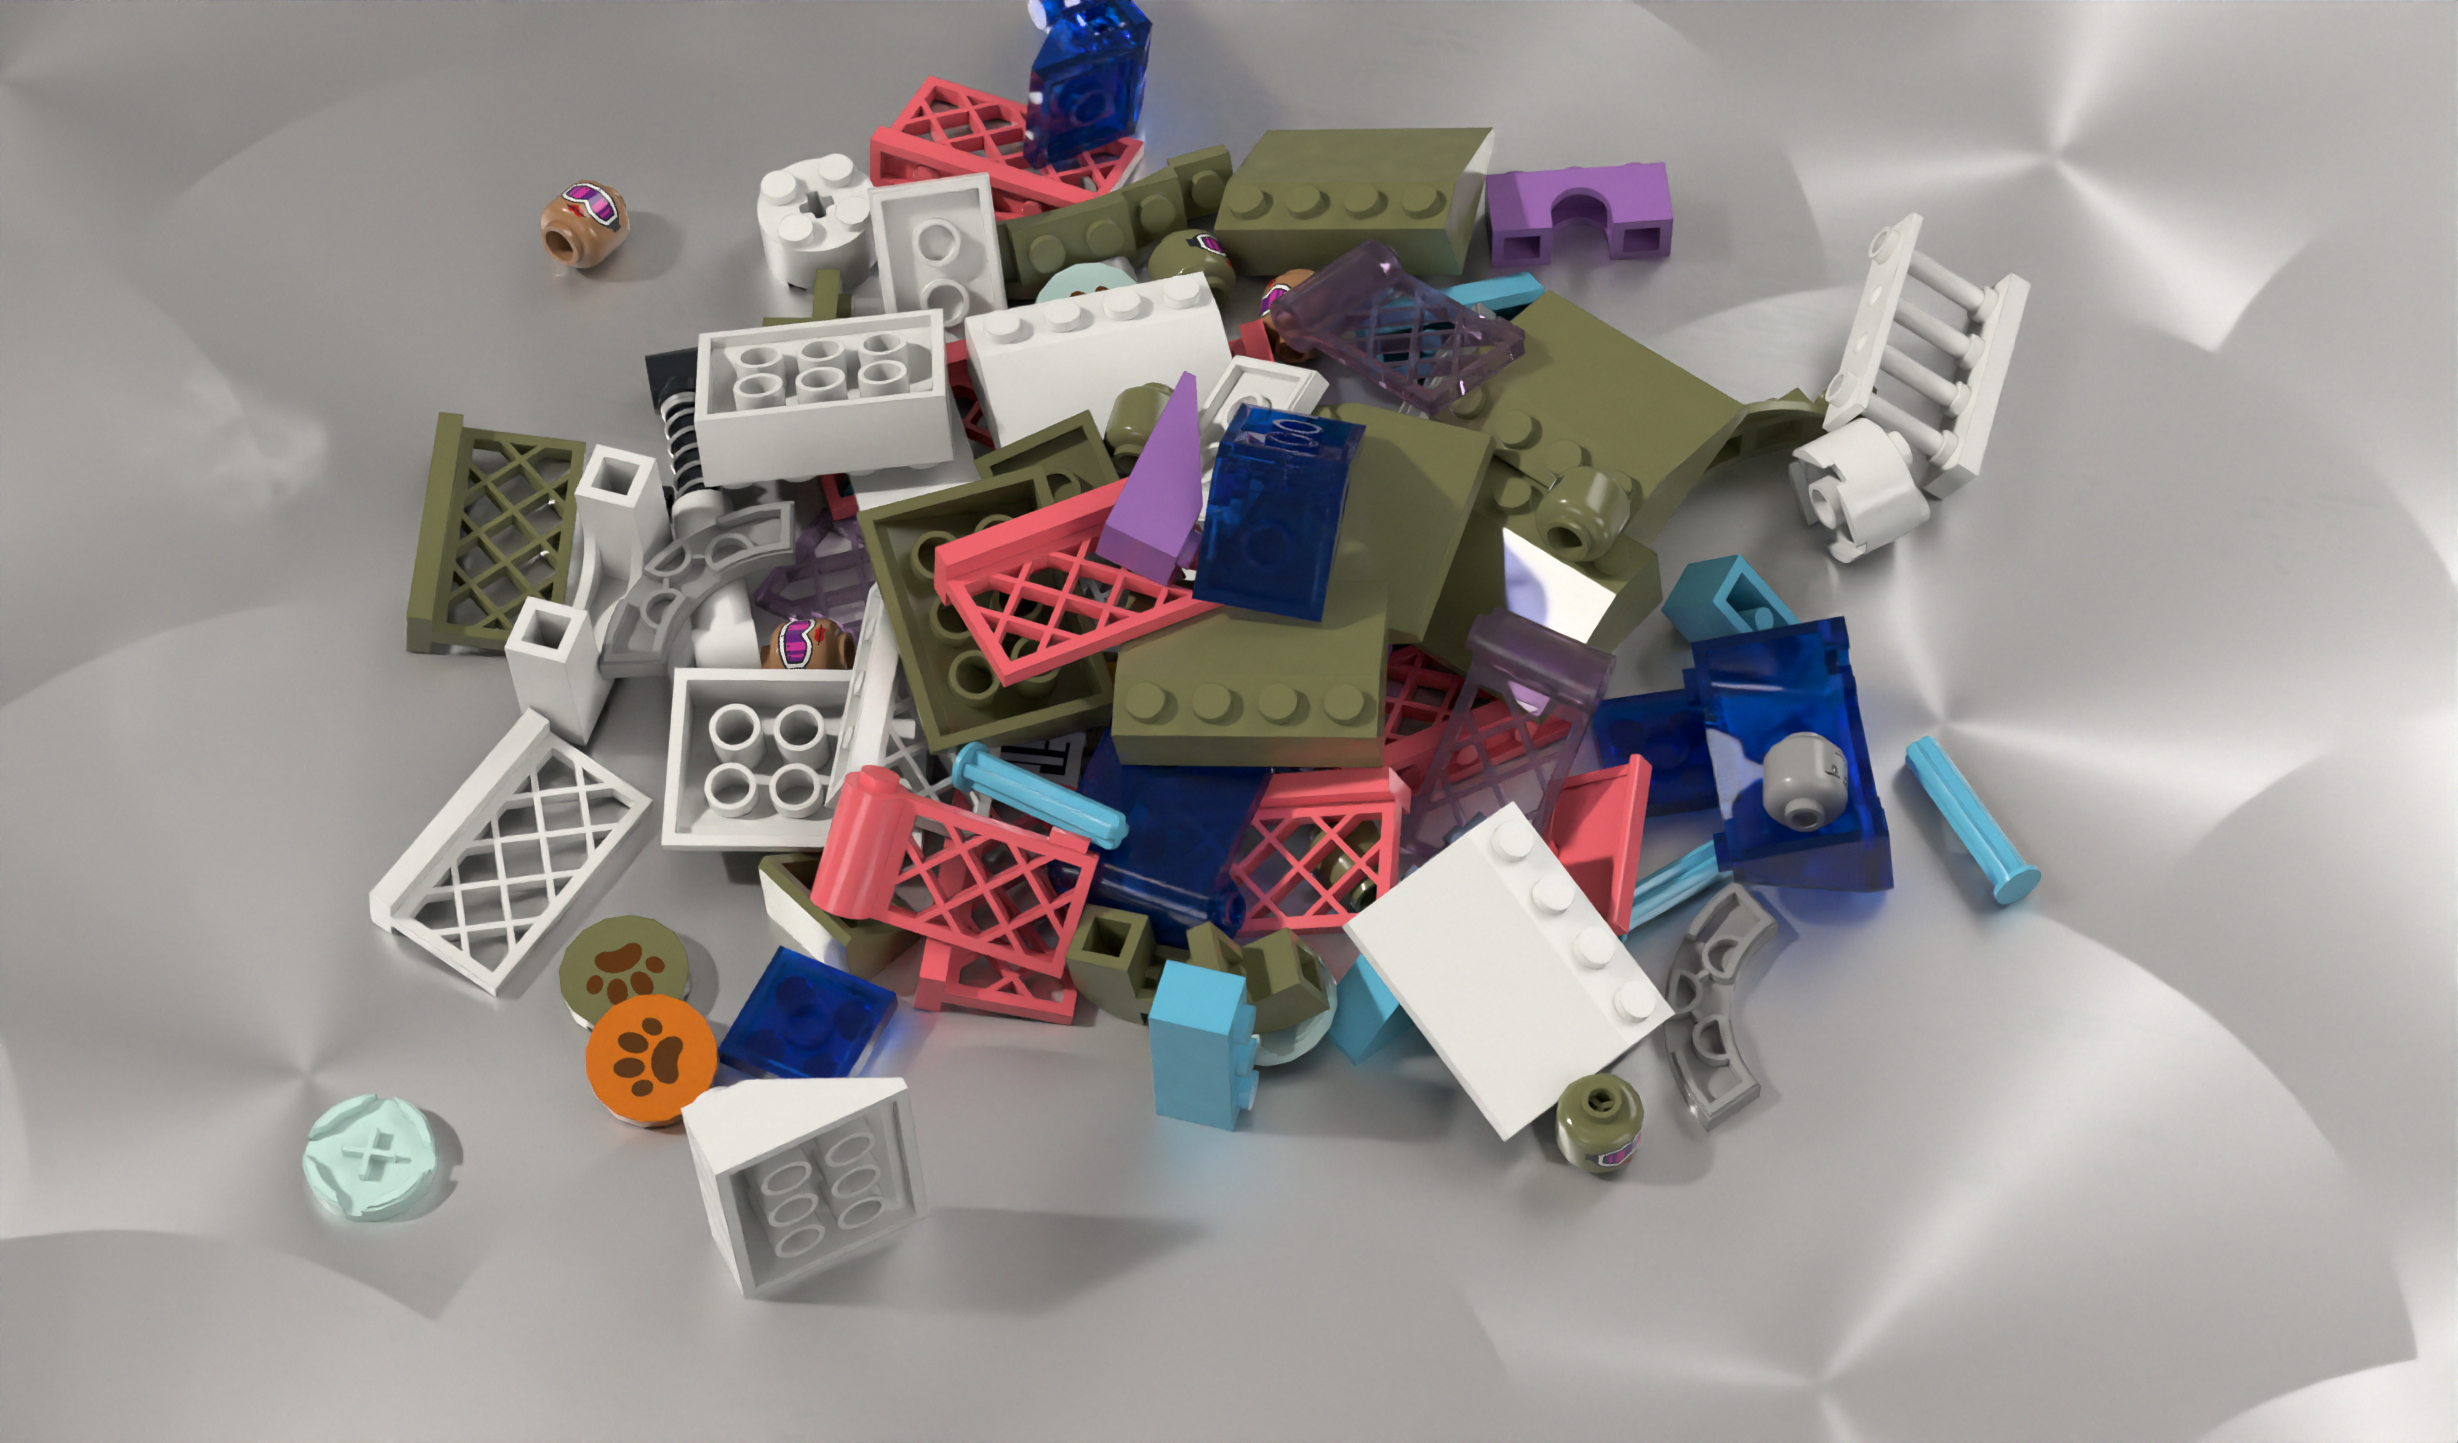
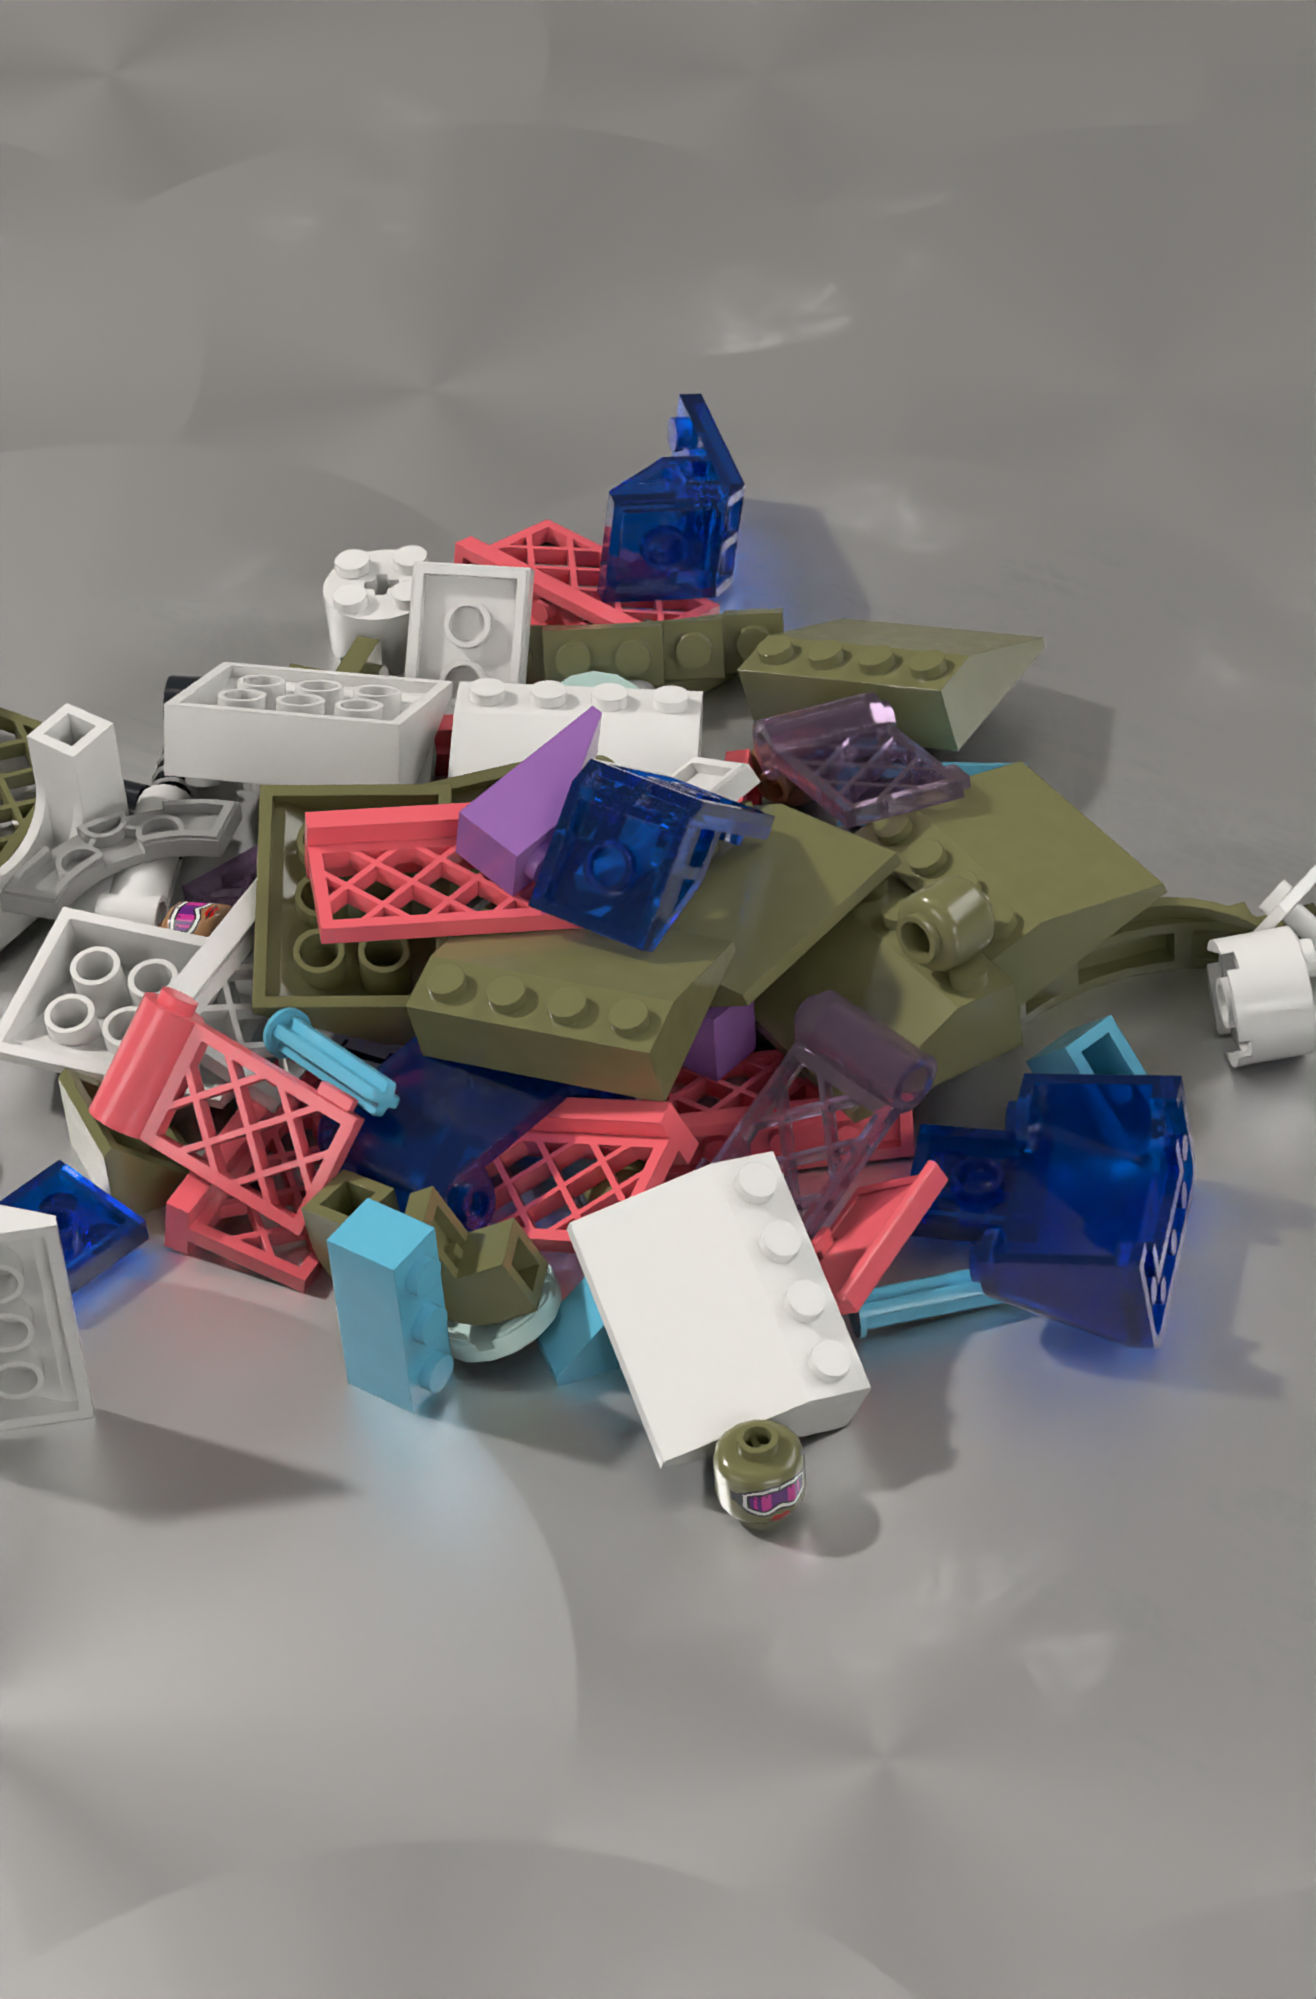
camera: 20 degrees right, 15 degrees down
(584, 224) = (174, 571): medium nougat head -> none
(1191, 253) = (724, 705): olive head -> none
(1621, 201) = (1061, 719): medium lavender arch -> none
(1701, 992) = (921, 1400): light grey tile -> none
(1805, 782) = (1092, 1216): light grey head -> none
(1971, 821) = (1278, 1362): medium azure axle -> none

